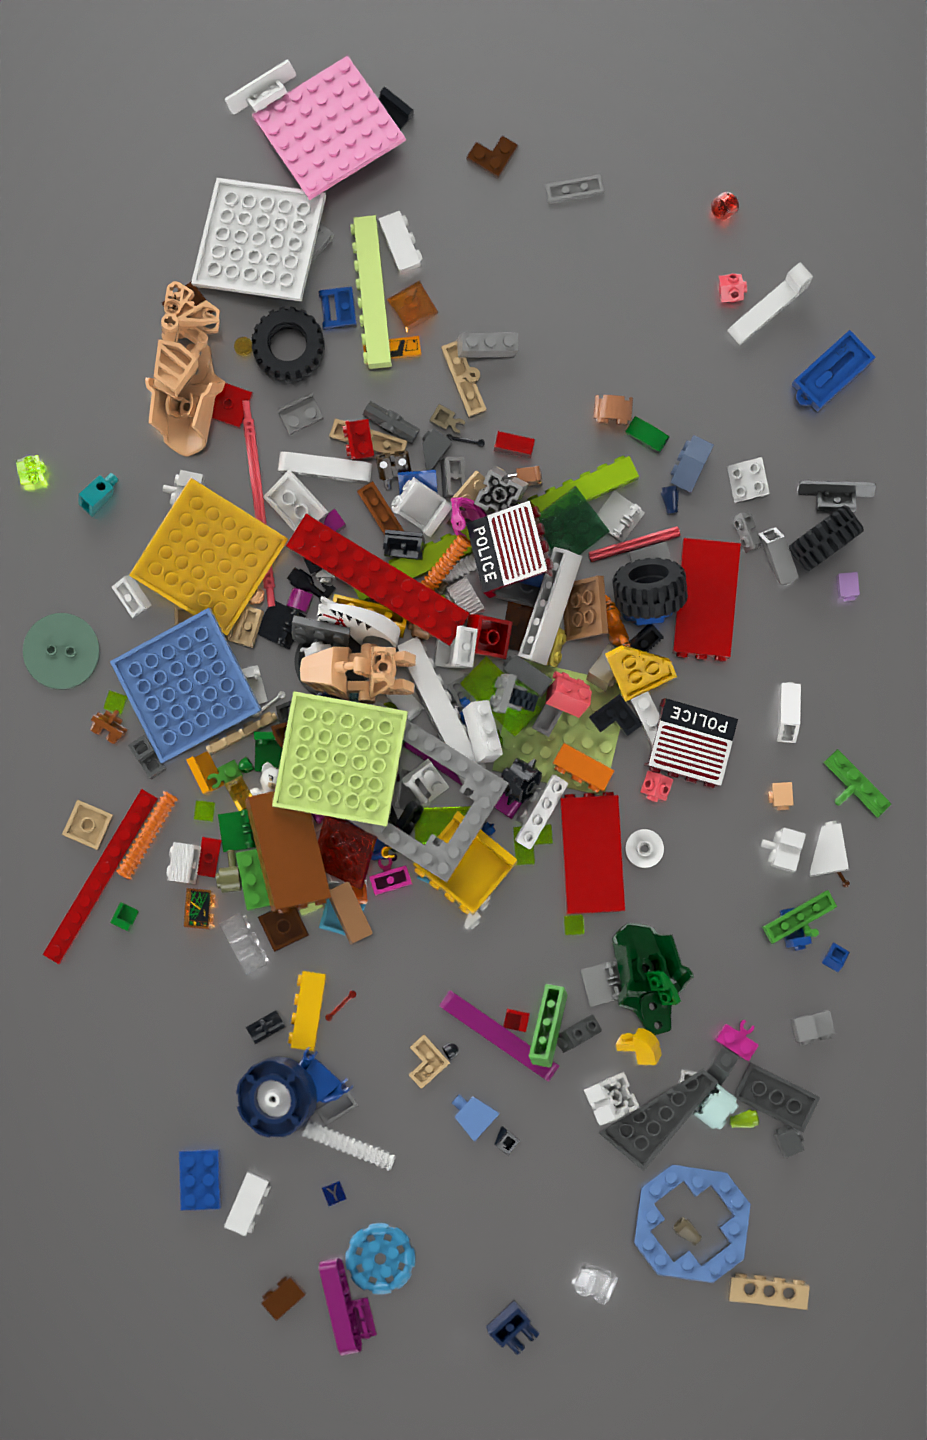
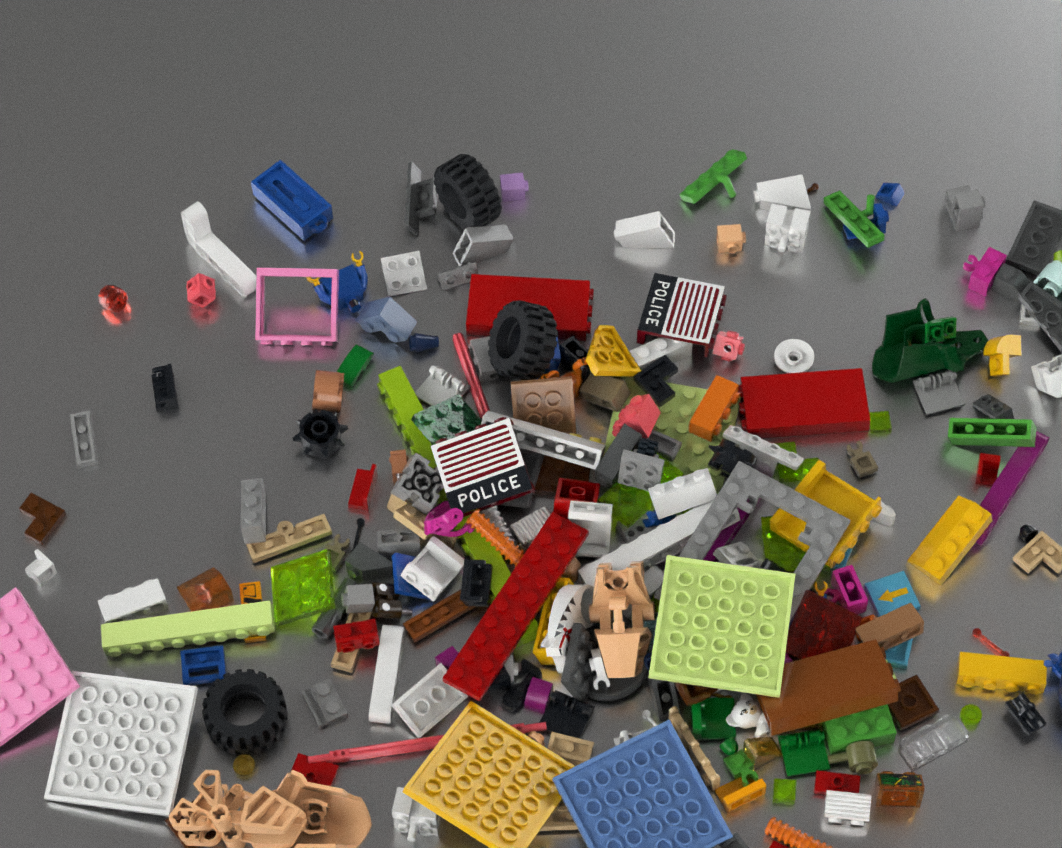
camera: 90 degrees left, 25 degrees down
(270, 980) = (971, 714): none -> clear neon green plate
(390, 920) = (891, 593): none -> medium azure tile
(391, 439) = (358, 598): none -> light grey brick
(408, 391) = (302, 587): none -> clear neon green plate
(439, 159) = (41, 569): none -> white panel
(439, 975) = (950, 539): none -> yellow slope
(528, 904) = (861, 462): none -> dark tan plate
(567, 393) = (320, 433): none -> black brick
(626, 260) = (164, 388): none -> black hinge
(732, 377) = (296, 272): none -> bright pink window
(733, 422) = (352, 285): none -> blue torso

